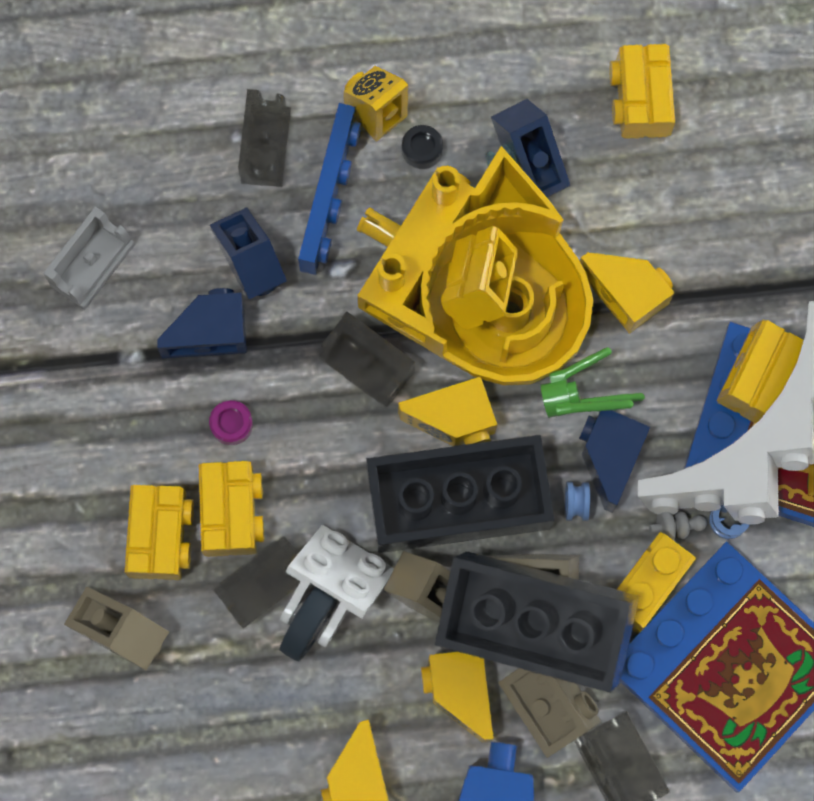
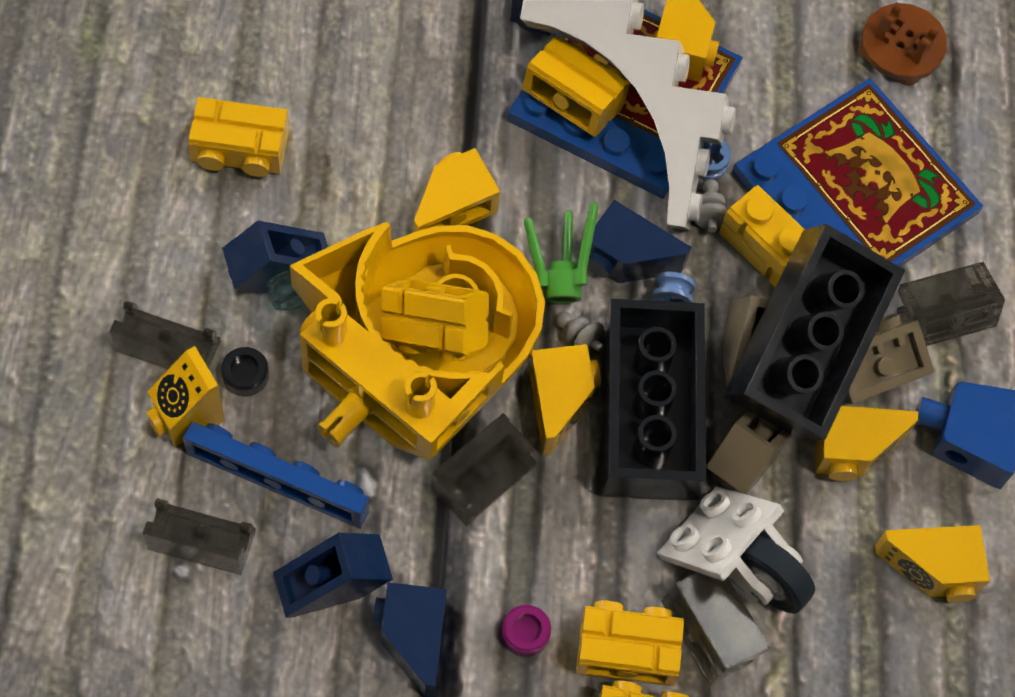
camera: 85 degrees left, 10 degrees down
(435, 74) = (159, 339): none -> clear smoke hinge
(518, 422) = (582, 332): none -> light grey hair

